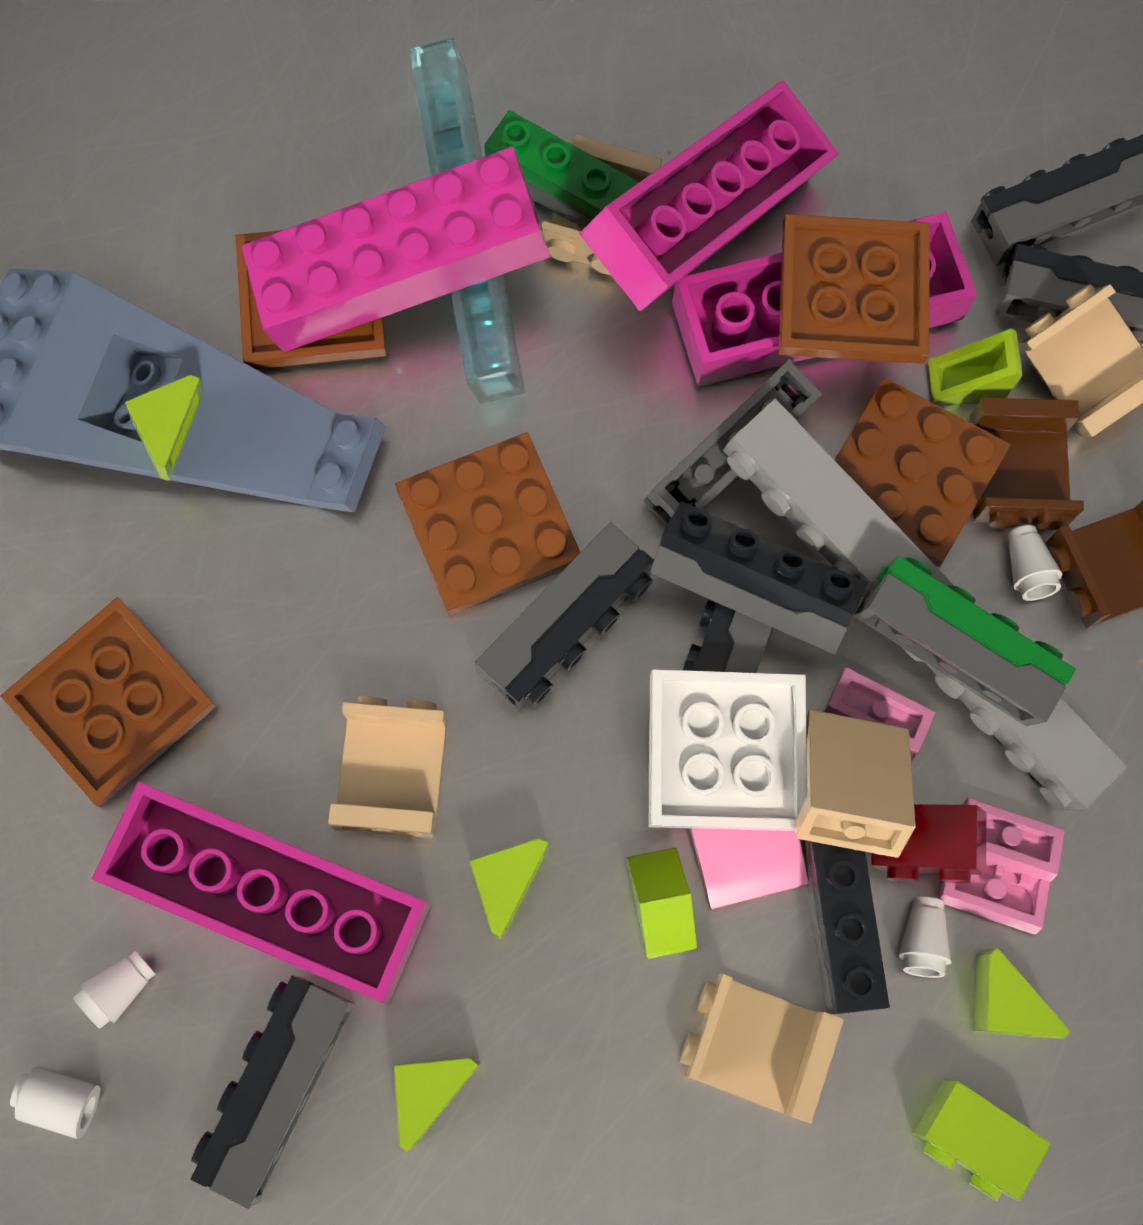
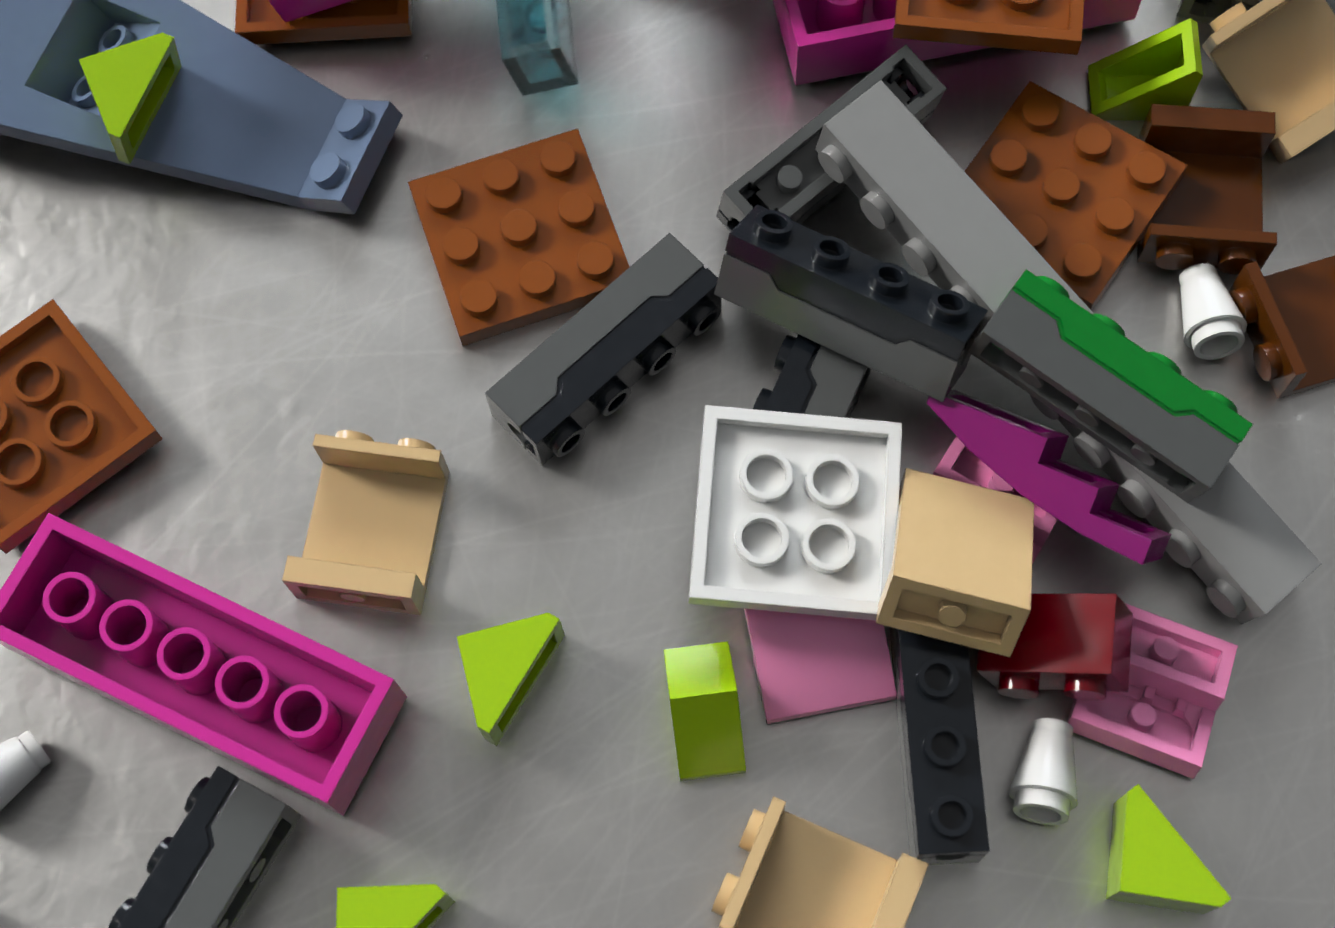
camera: 10 degrees right, 5 degrees down
(901, 696) = (1030, 462): none -> magenta slope

